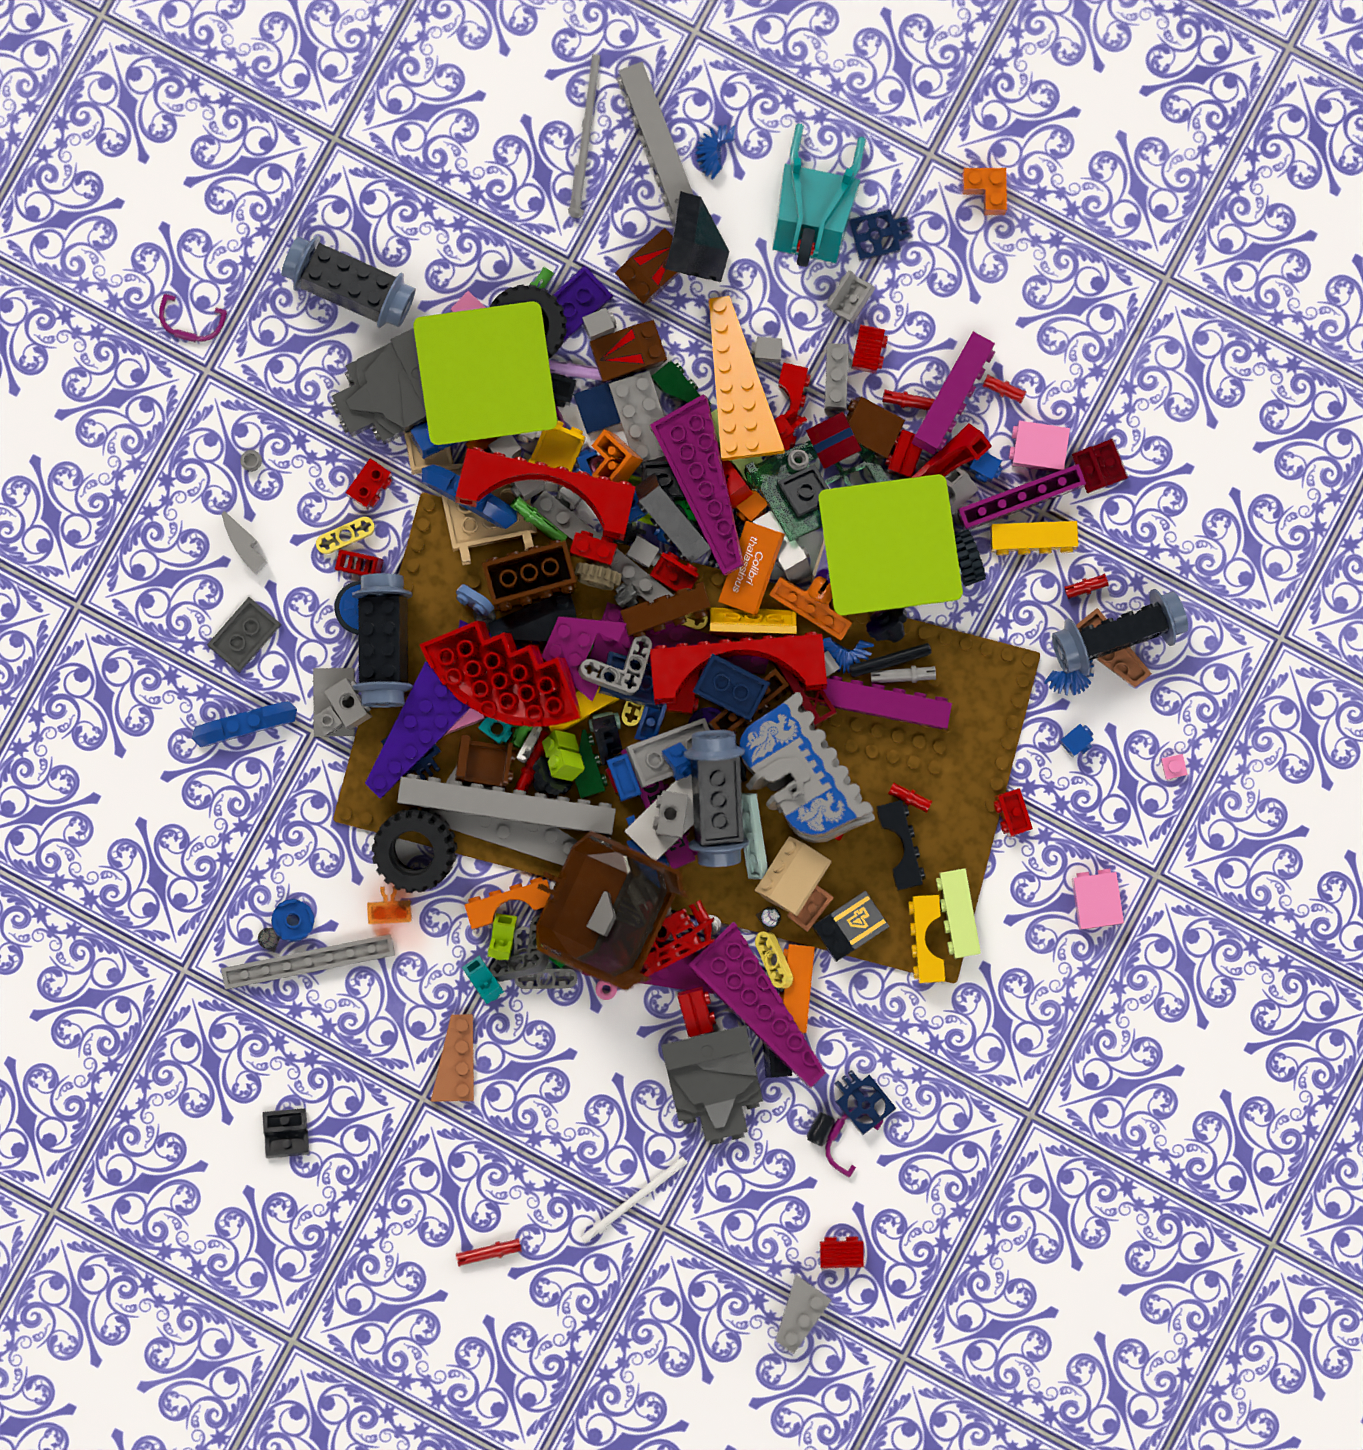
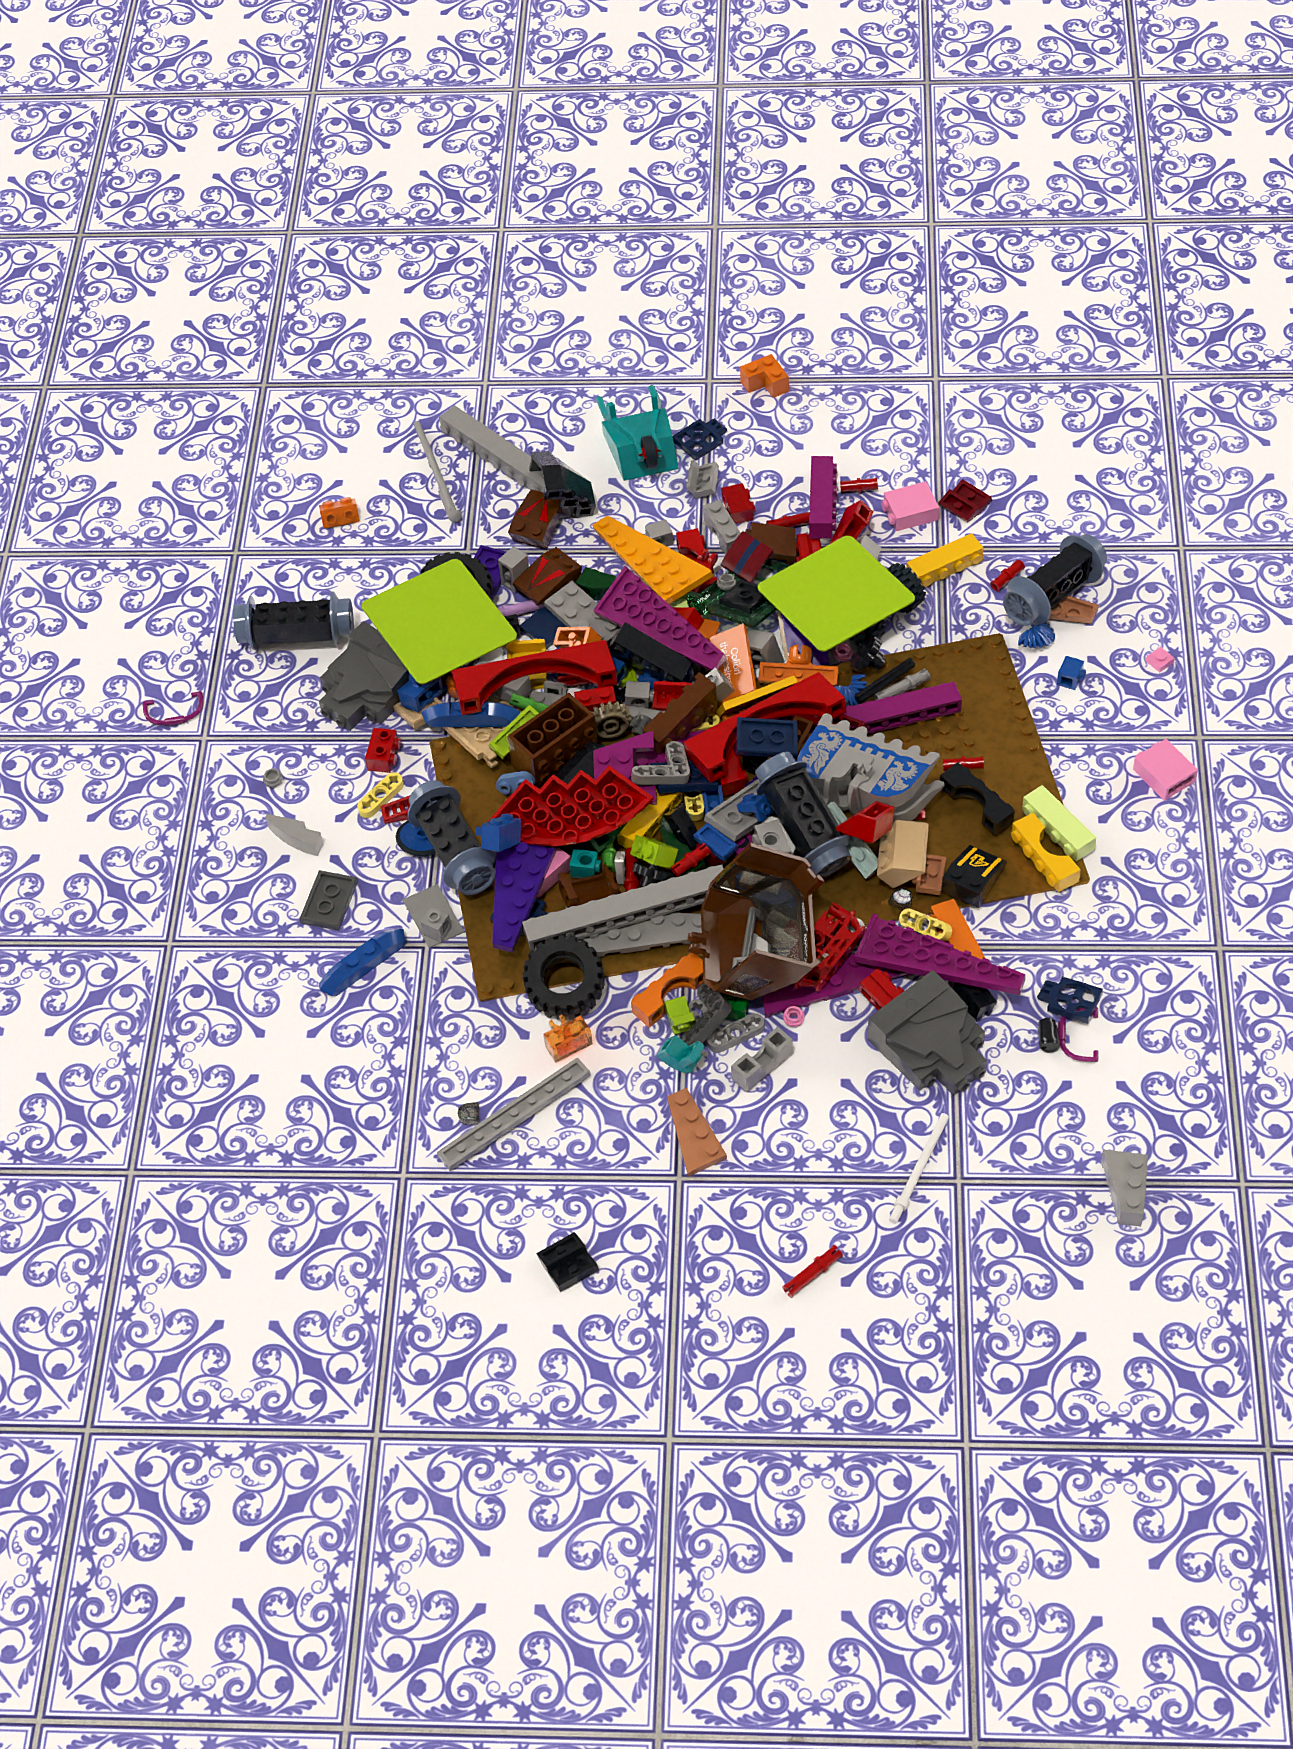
camera: 20 degrees left, 30 degrees down
(286, 931) = (483, 1097): blue tile -> none
(338, 697) = (447, 901): light grey brick -> none
(421, 676) = (500, 833): none -> blue brick
(461, 142) = (339, 512): none -> orange bracket
(501, 543) = (500, 742): none -> lime plate
(551, 1024) = (774, 1050): none -> light grey arch
(584, 923) = (753, 914): none -> dark grey hinge
(590, 786) = (690, 860): none -> red pin
(712, 149) = (537, 439): blue hair -> none
(722, 587) = (723, 686): none -> light grey brick
(768, 840) = (869, 822): none -> red slope
(841, 1253) = (1131, 1121): red brick -> none
(986, 468) = (878, 532): blue brick -> none
(1012, 812) = (1053, 740): red bracket -> none
(1021, 497) = (923, 533): magenta brick -> none

